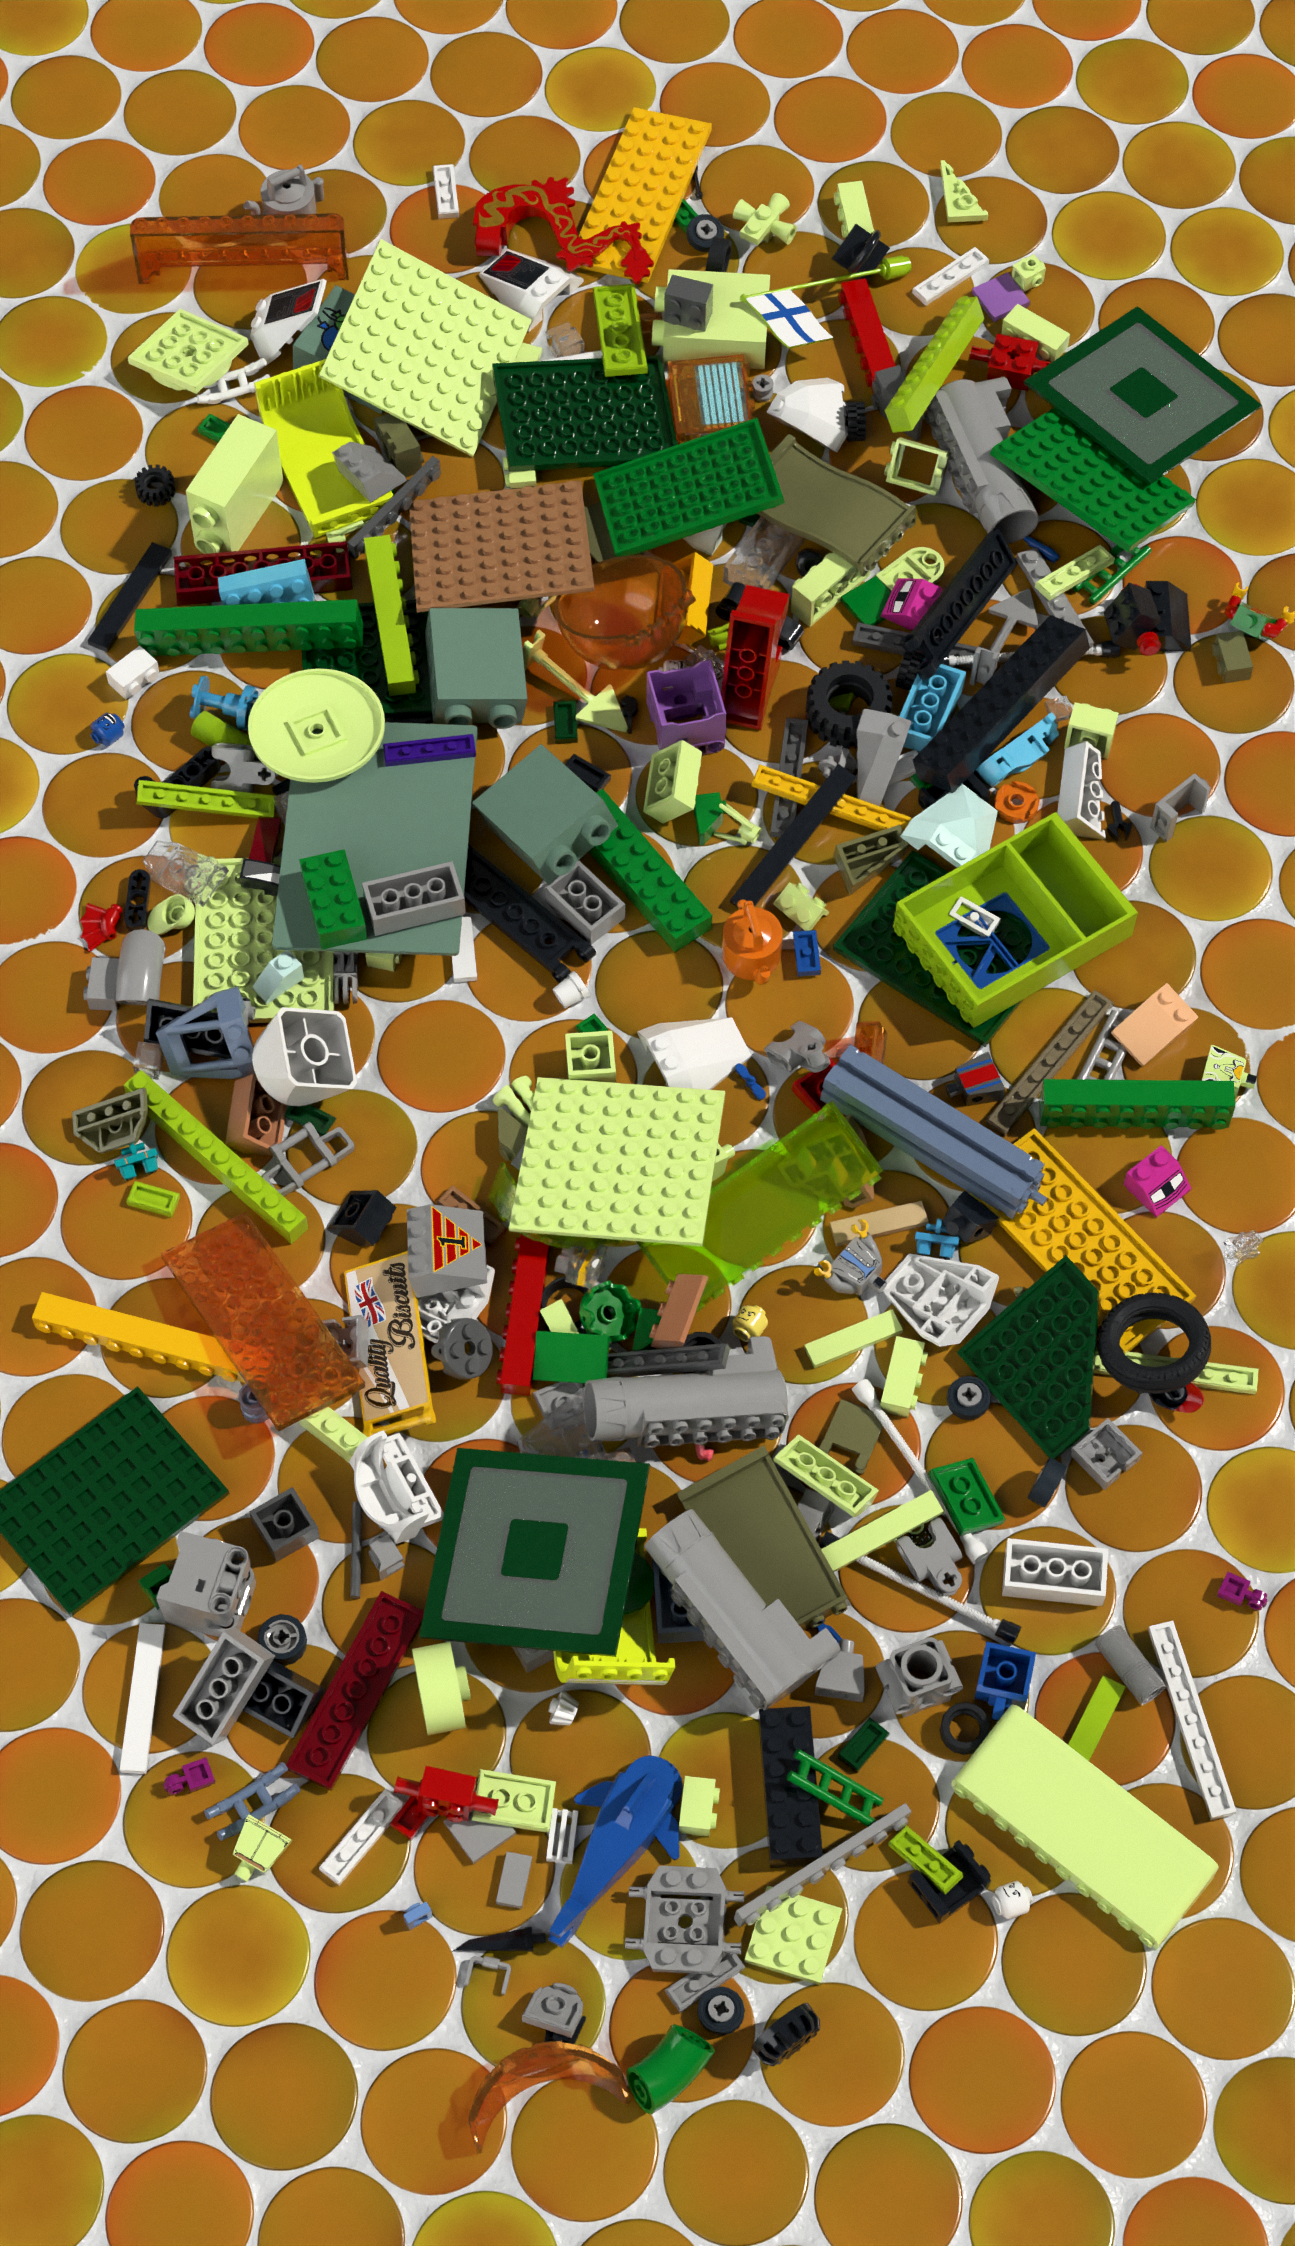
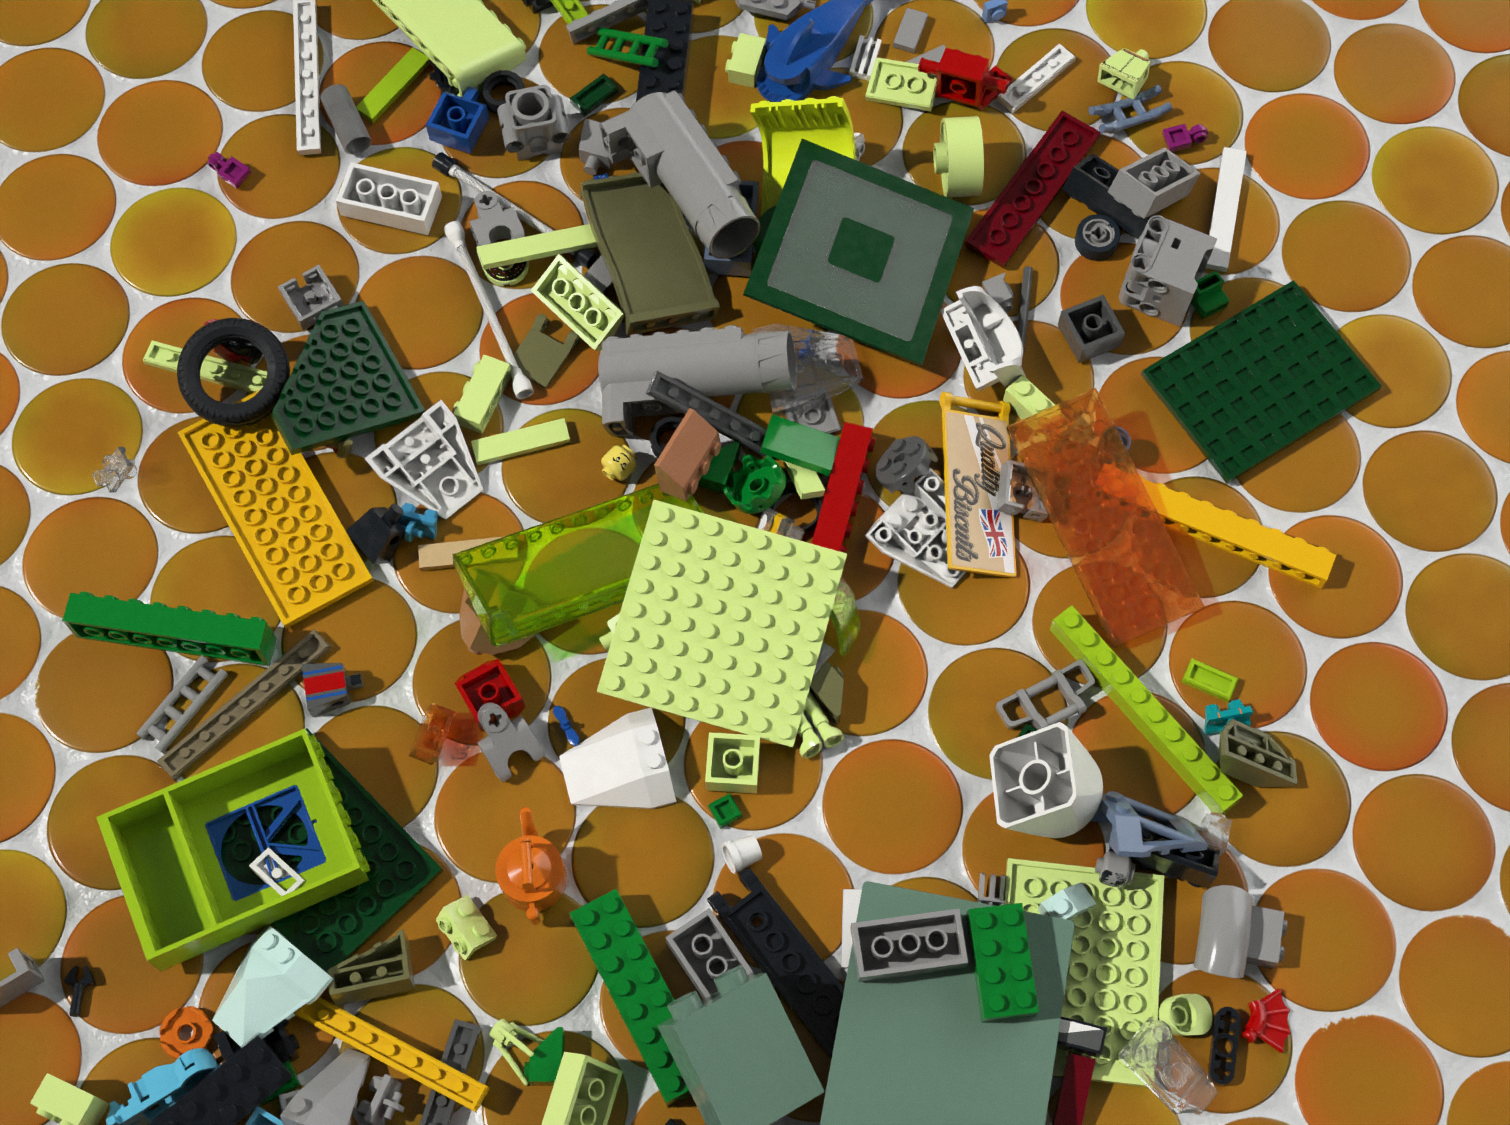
camera: 170 degrees left, 5 degrees up
(254, 1118) = (1107, 740): nougat slope -> none
(362, 1217) = (994, 624): black slope -> none
(445, 1249) = (911, 562): light grey slope -> none
(457, 1199) = (882, 618): medium nougat tile -> none
(795, 836) = (454, 1009): black tile -> none
(806, 953) = (473, 866): blue plate -> none
(856, 1265) = (503, 503): light grey torso -> none
(934, 1132) = (391, 611): sand blue brick -> none
(966, 1496) = (451, 277): green tile -> none
(968, 1407) = (431, 374): black wheel -> none
(1047, 1482) = (373, 273): black wheel -> none
(1081, 791) = (109, 1028): white wedge -> none
(1155, 1025) = (121, 720): light nougat slope -> none
(1157, 1181) = (177, 556): dark pink slope -> none
(1226, 1066) = (69, 659): yellowish green torso -> none

